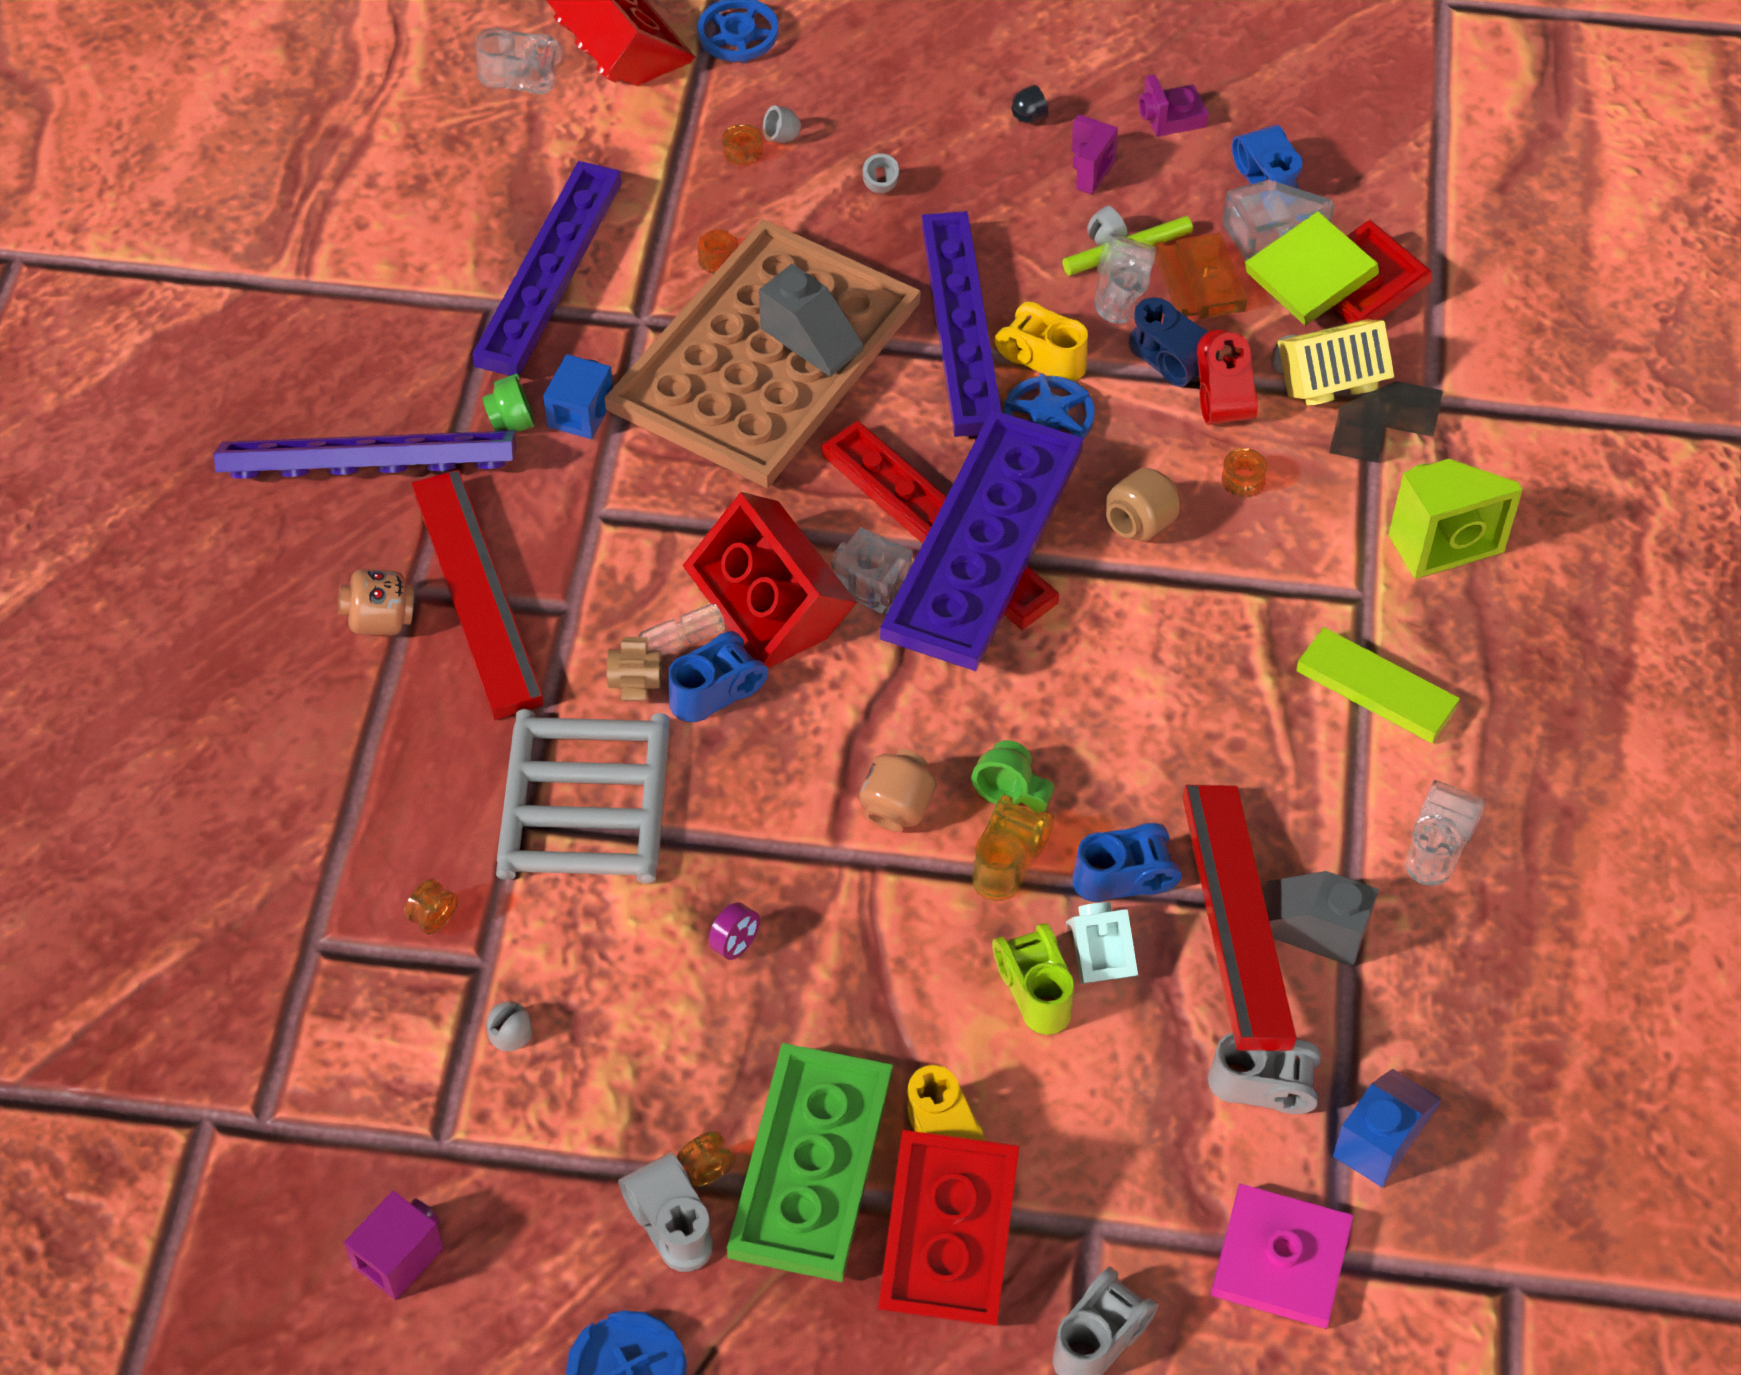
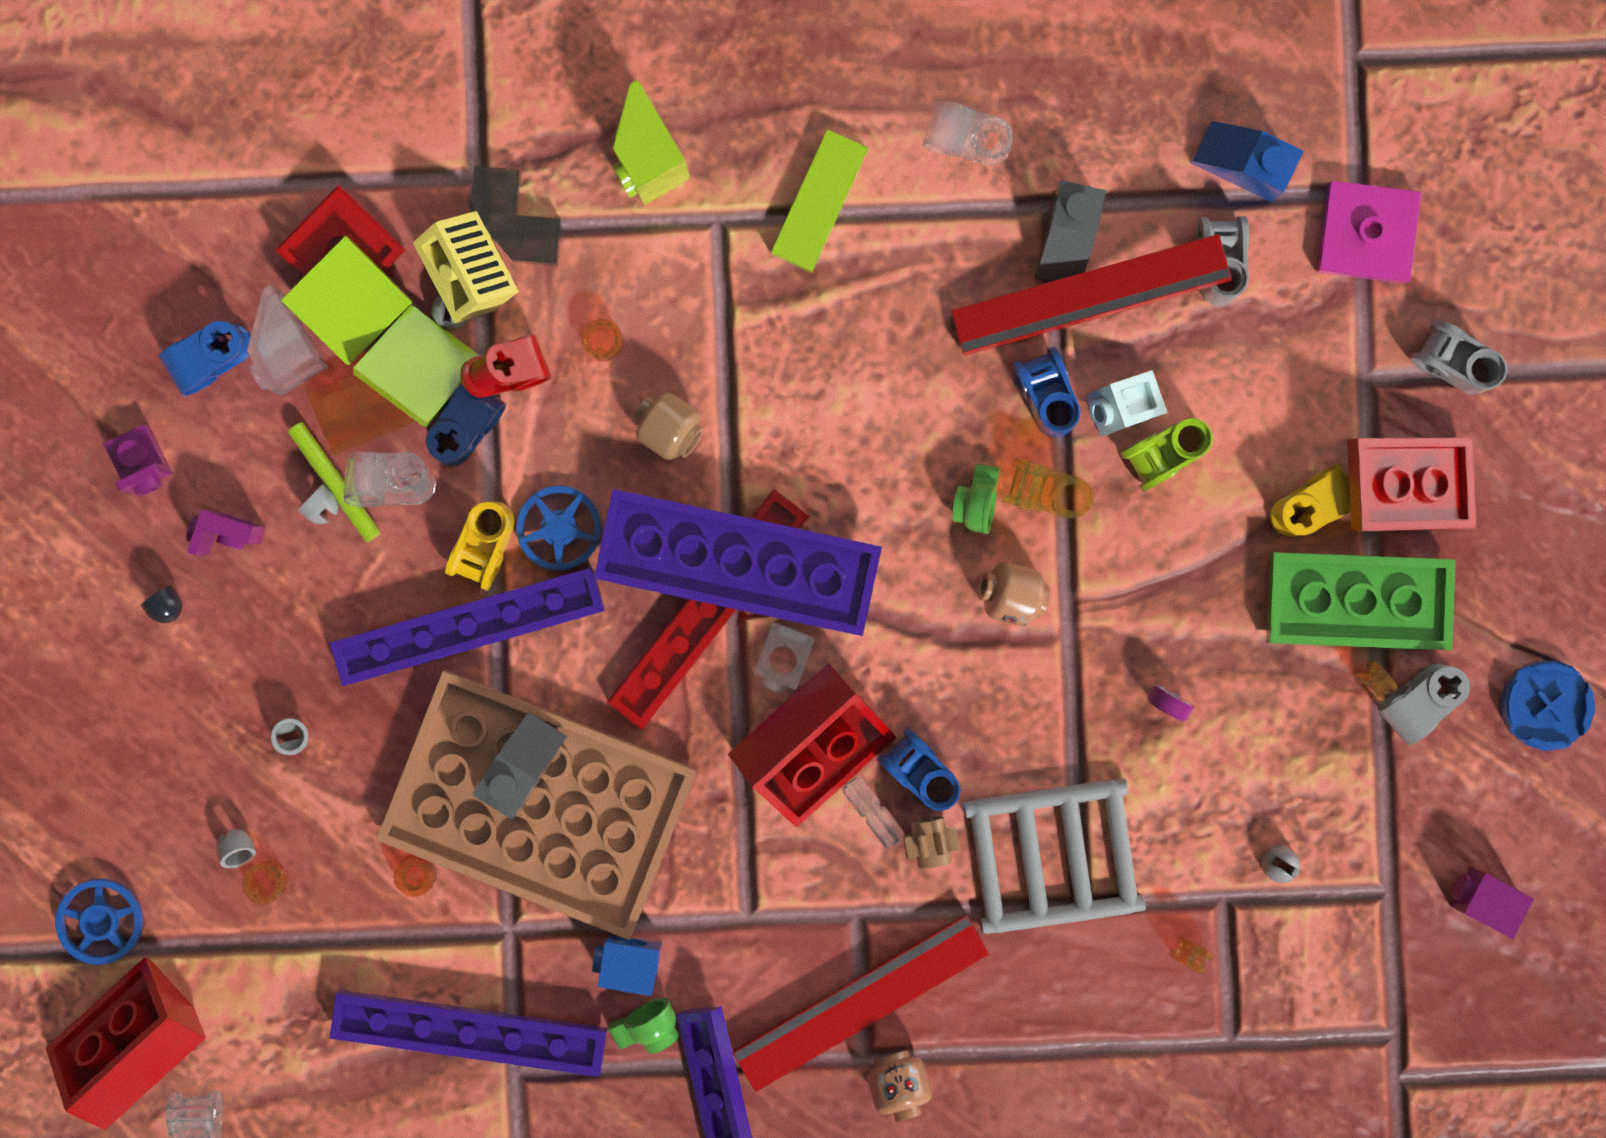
camera: 100 degrees left, 35 degrees up
(1239, 302) = (415, 366): none -> lime tile

